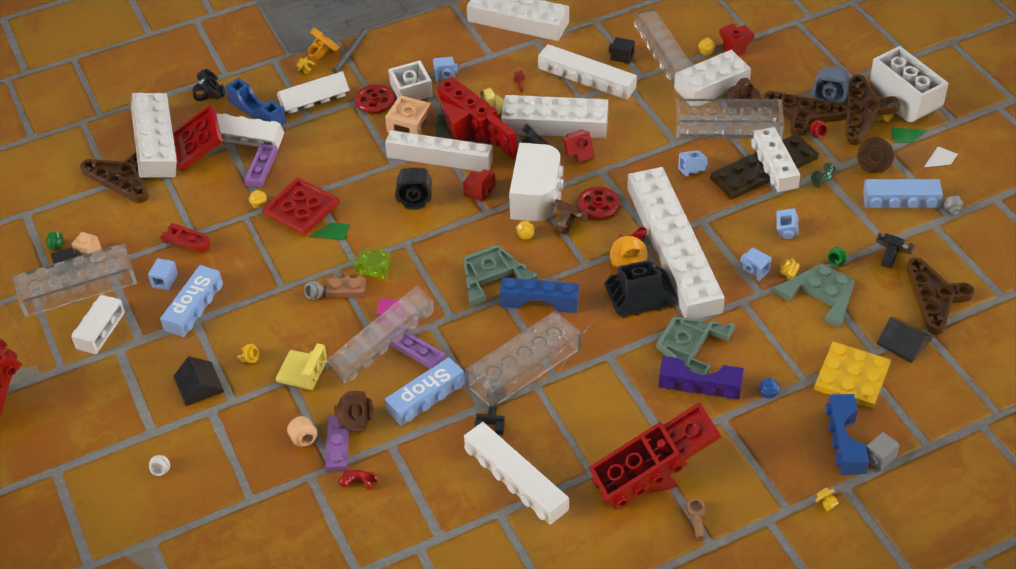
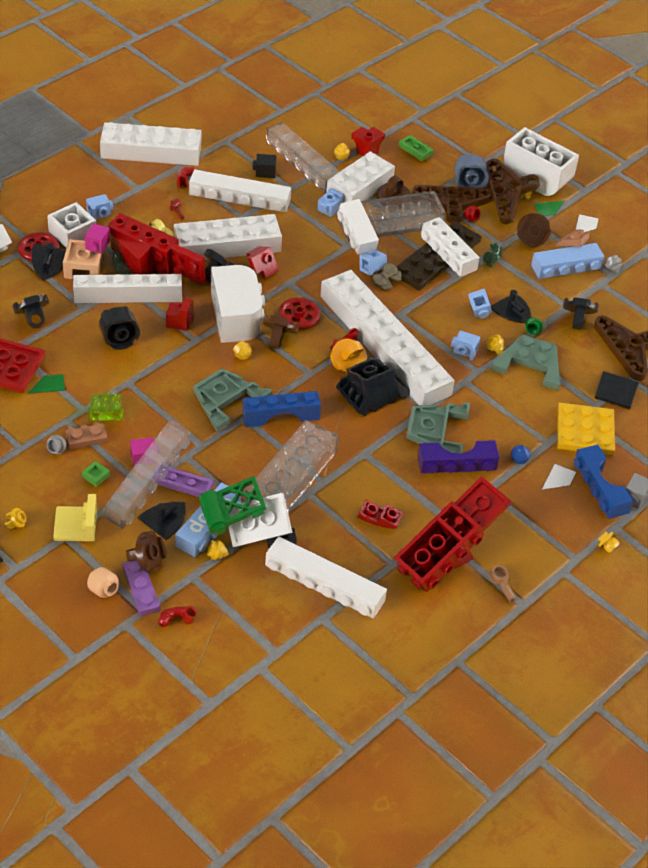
camera: 25 degrees left, 0 degrees up
(338, 325) = (95, 474): none -> bright green plate
(341, 154) = (32, 306): none -> black tile
(374, 112) = (47, 260): none -> black shield
(387, 380) = (164, 518): none -> black shield
(422, 423) = (217, 550): none -> yellow plate
(423, 98) = (97, 238): none -> dark pink brick
(430, 381) = (216, 510): none -> green piece
(468, 401) = (271, 524): none -> white plate
(535, 50) = (182, 176): none -> red piece
(599, 423) = (385, 517): none -> red slope
(669, 95) = (330, 202): none -> light blue brick
(683, 124) = (357, 226): none -> white brick
(696, 182) = (382, 280): none -> dark tan piece
(785, 52) = (416, 148): none -> bright green plate
(803, 420) = (559, 477): none -> white sticker
(824, 233) = (512, 308): none -> black shield
(918, 172) = (575, 238): none -> nougat plate

